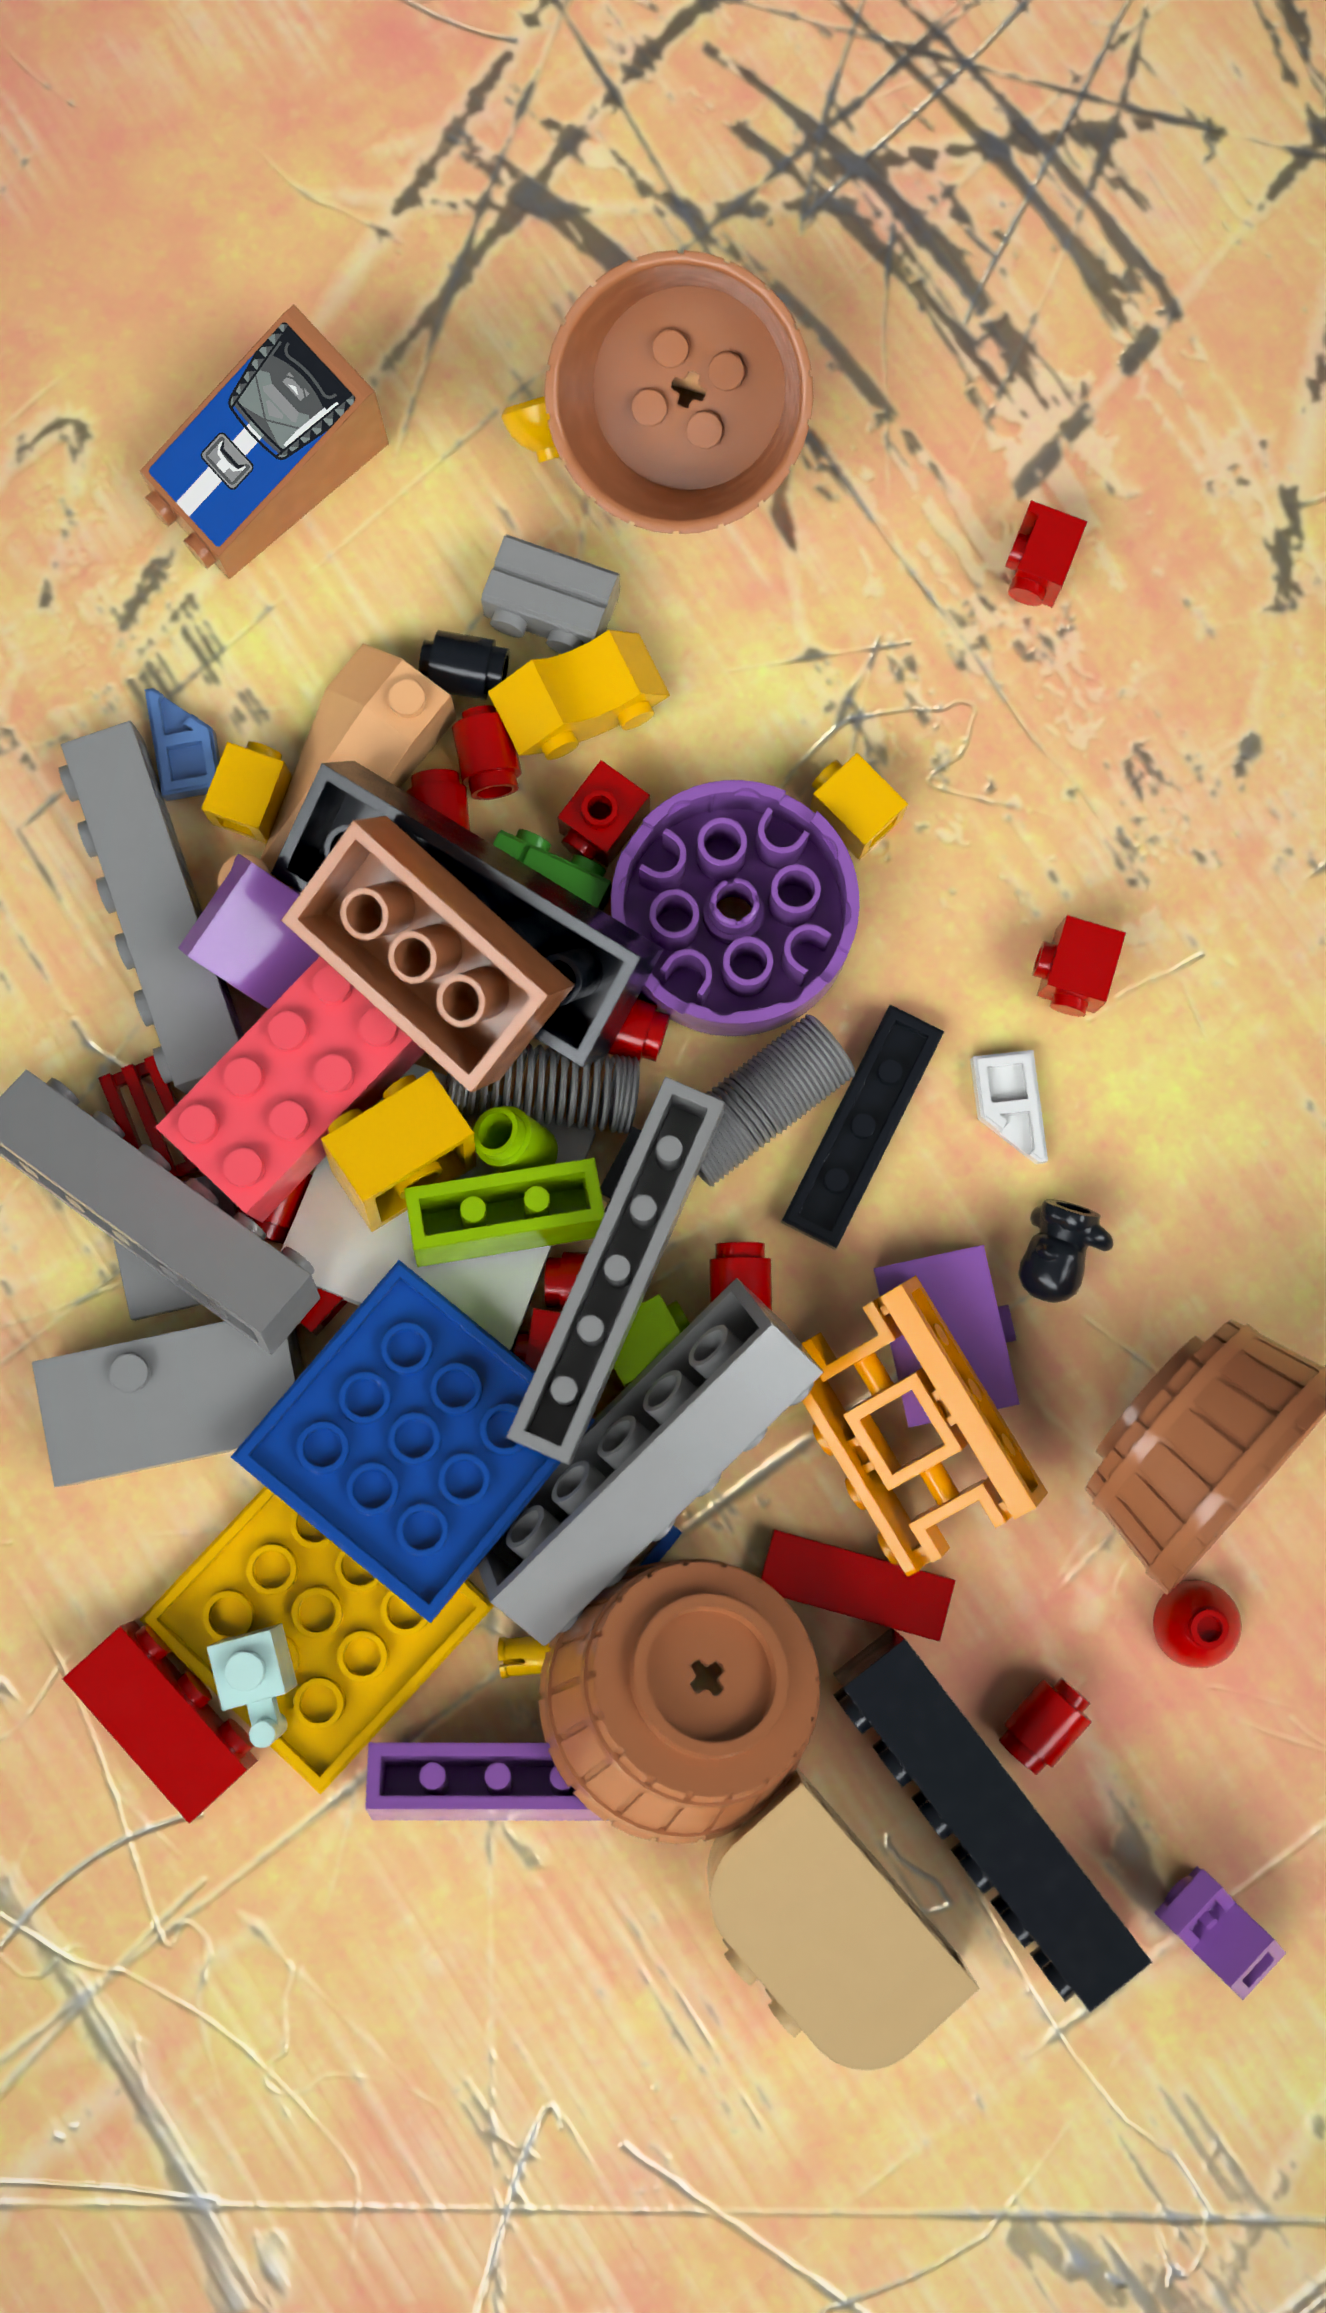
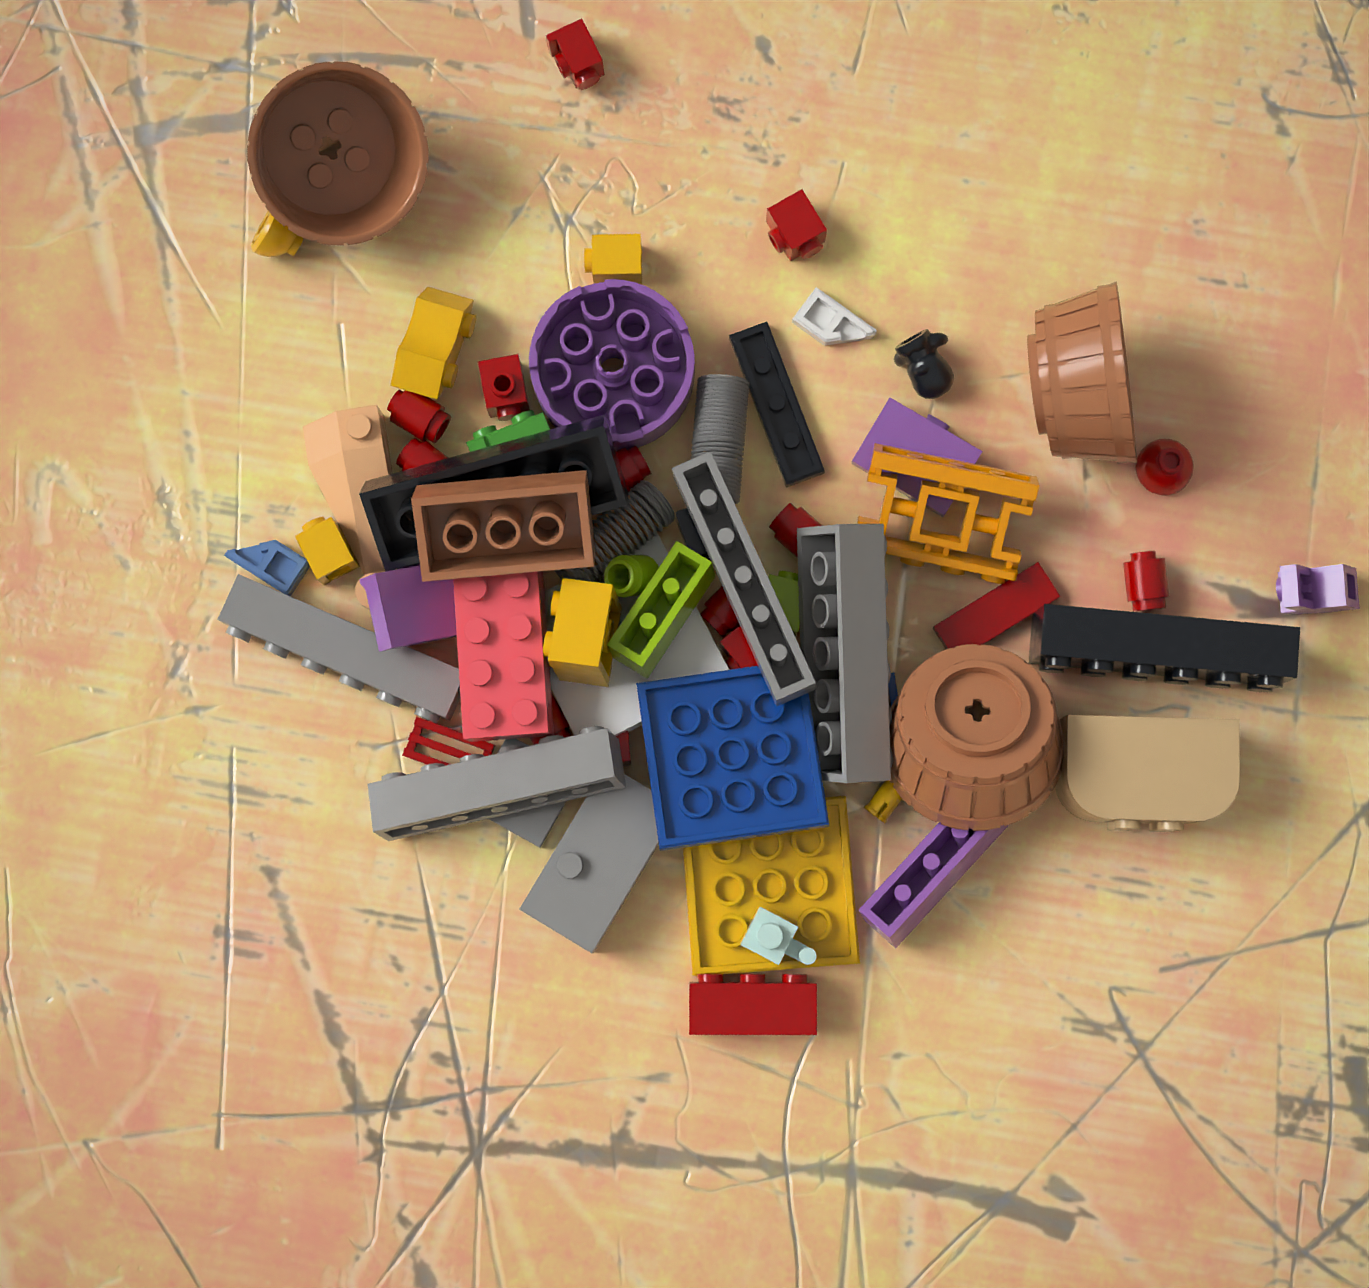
camera: 40 degrees left, 0 degrees up
(265, 446) = (158, 381): slope -> none
(464, 663) = (363, 384): black brick -> none
(548, 595) = (368, 312): light grey brick -> none

